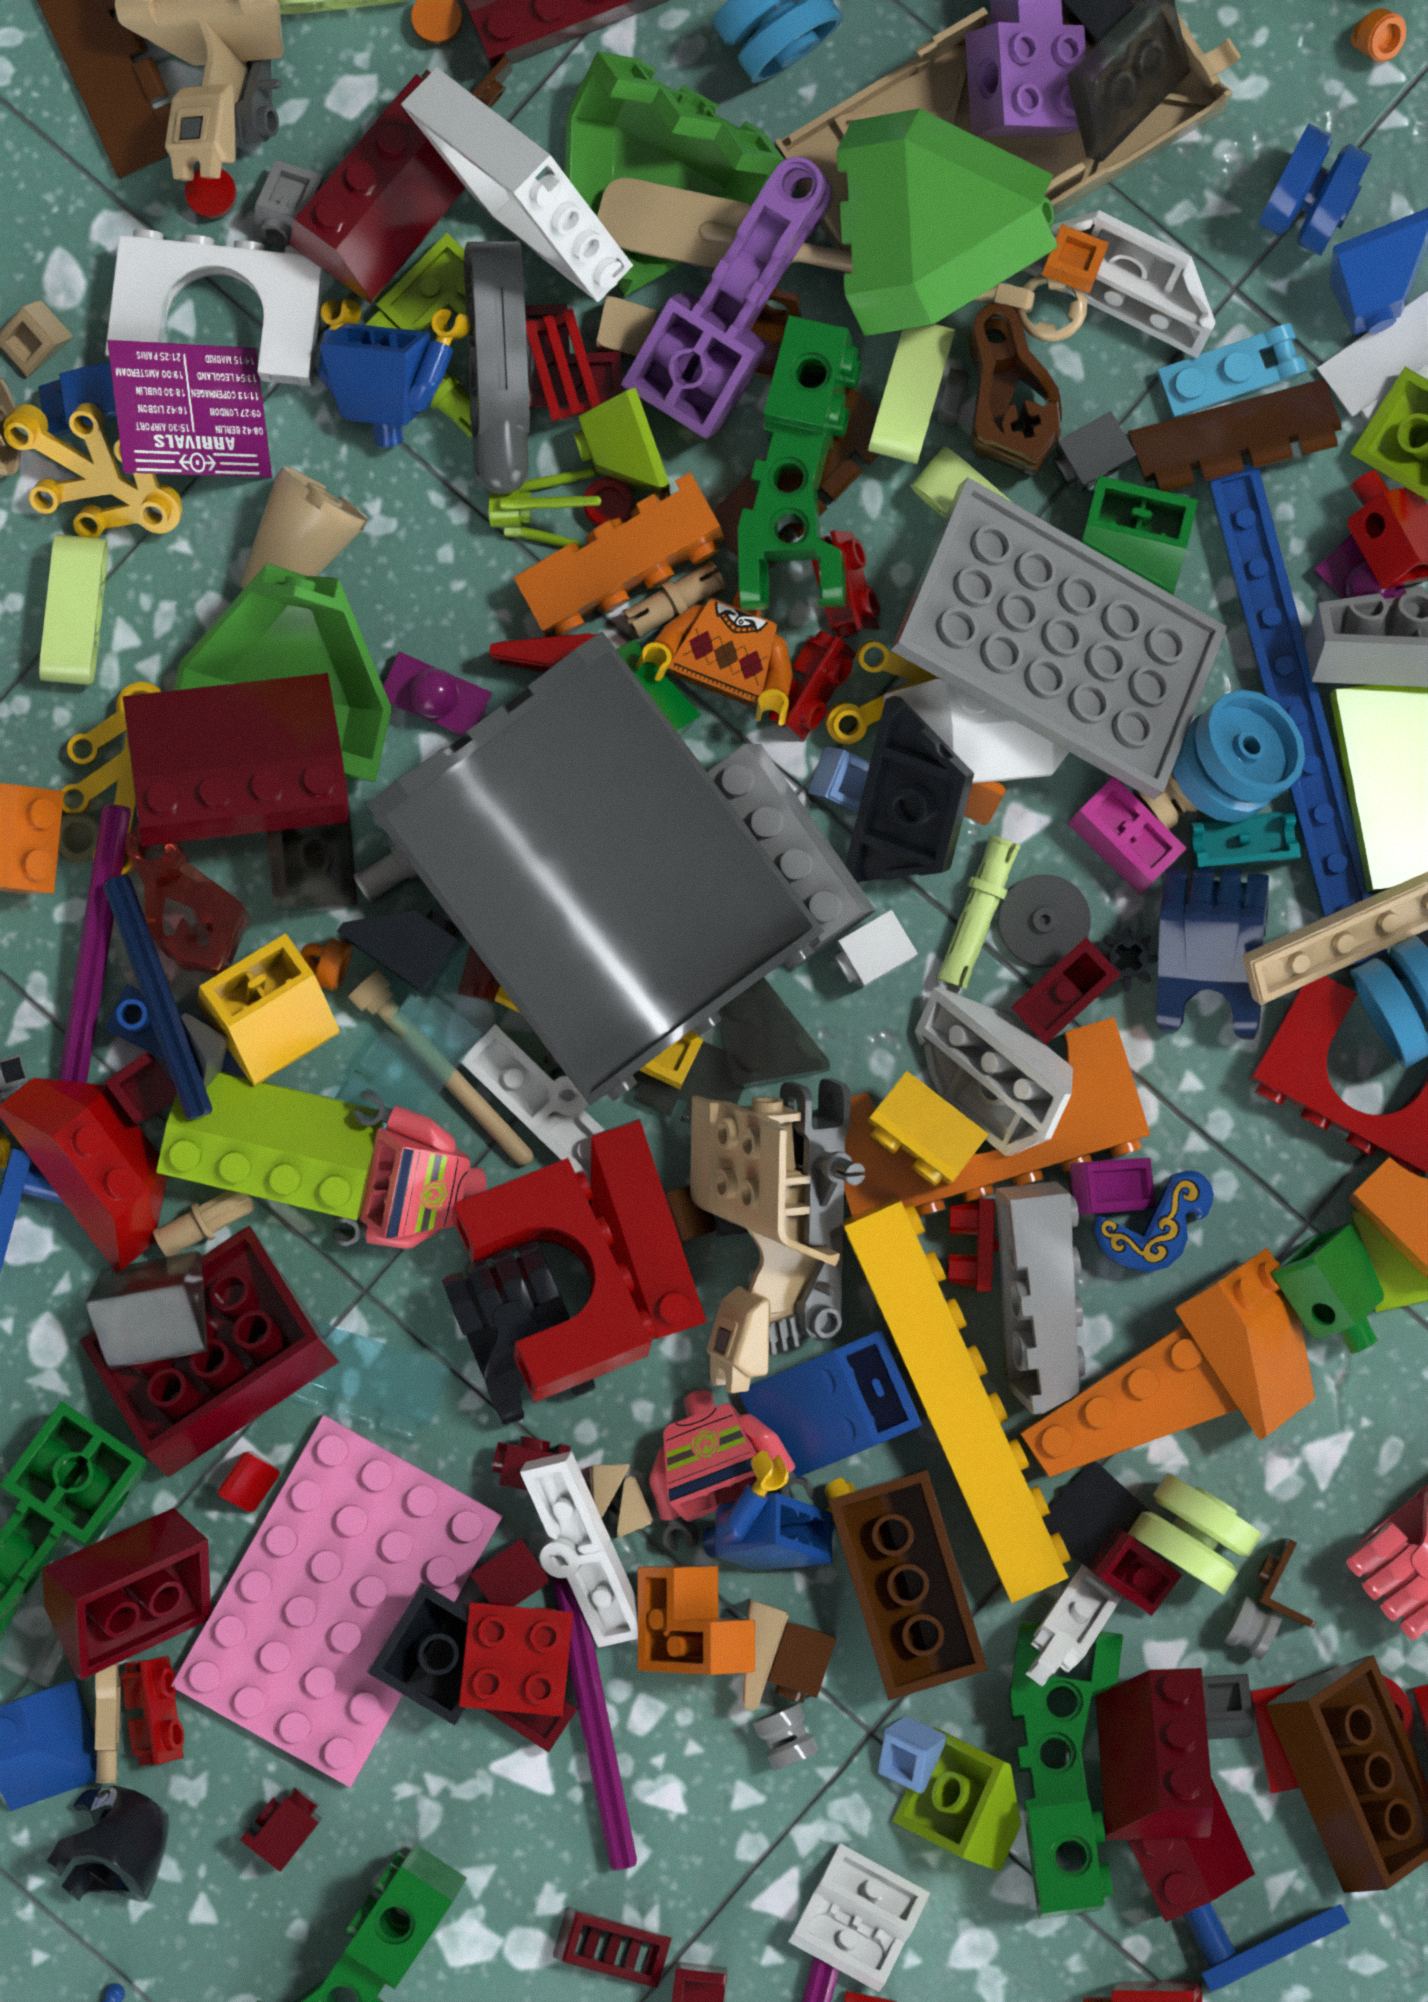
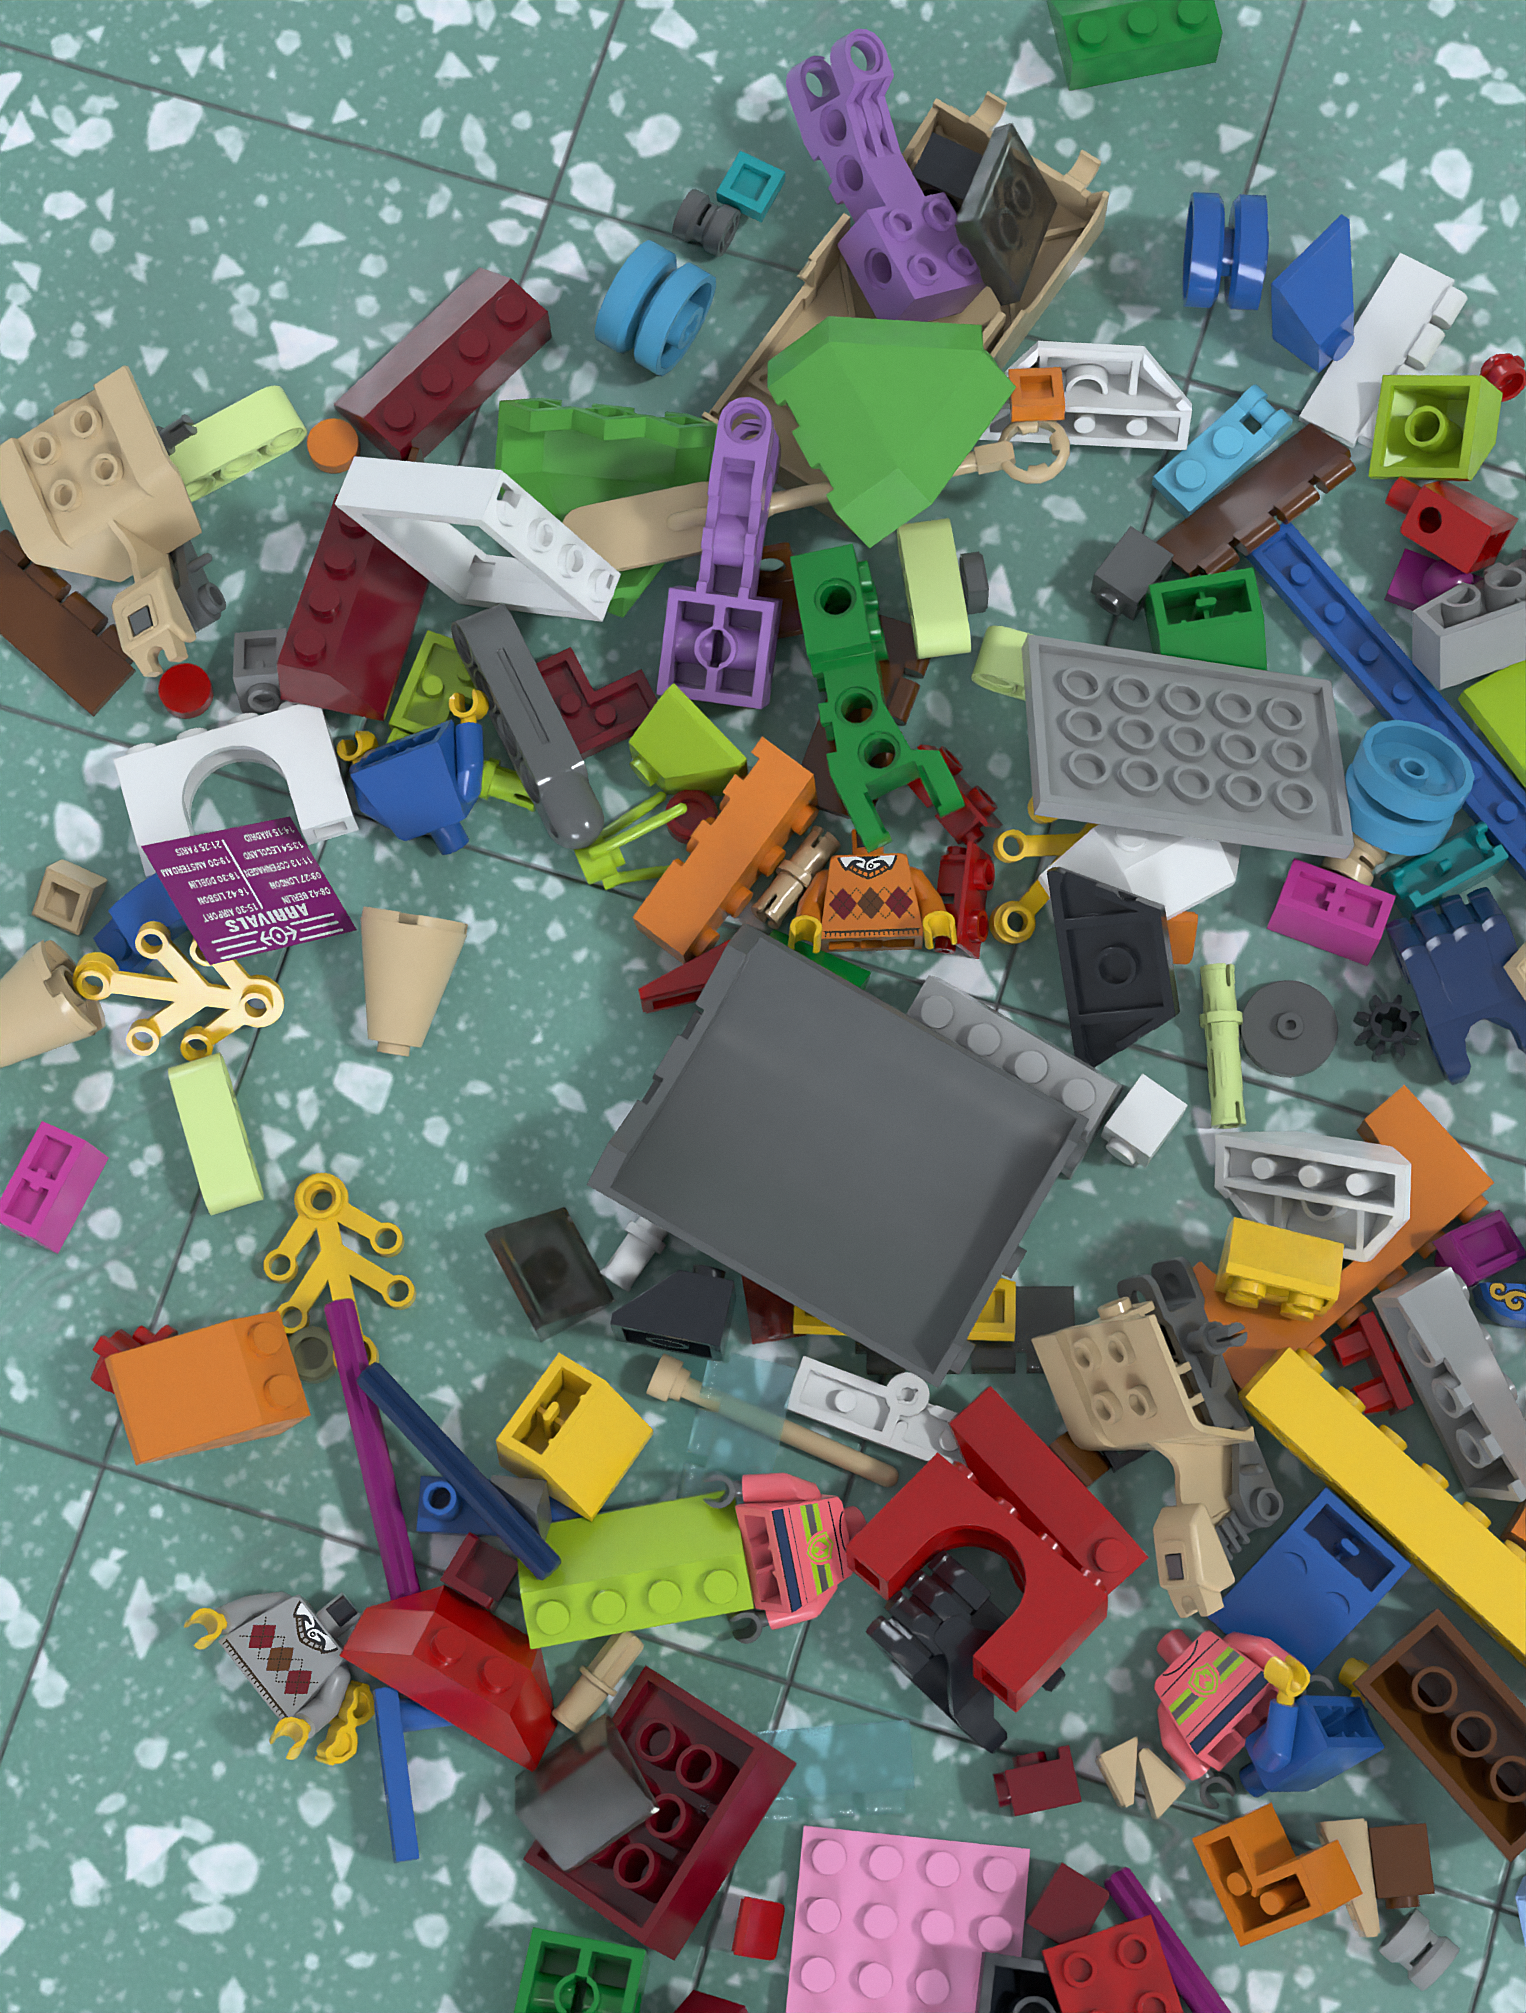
camera: 20 degrees left, 10 degrees down
(214, 907) = (436, 1346): clear red piece -> none
(235, 759) = (438, 1201): dark red slope -> none
(298, 628) = (452, 1110): bright green panel -> none
(333, 963) = (617, 1365): orange tile -> none
(435, 694) = (602, 1066): magenta tile -> none
(550, 324) = (564, 669): red tile -> none
(581, 1548) = (1128, 1844): white hinge -> none
(624, 326) = (635, 647): tan slope -> none
(766, 1039) = (1076, 1257): clear smoke wing -> none
(840, 778) = (1032, 978): light blue slope -> none
(997, 374) = (1032, 593): reddish brown piece -> none
(1065, 990) = (1346, 1080): dark red slope -> none
(1379, 35) = (1213, 101): orange tile -> none

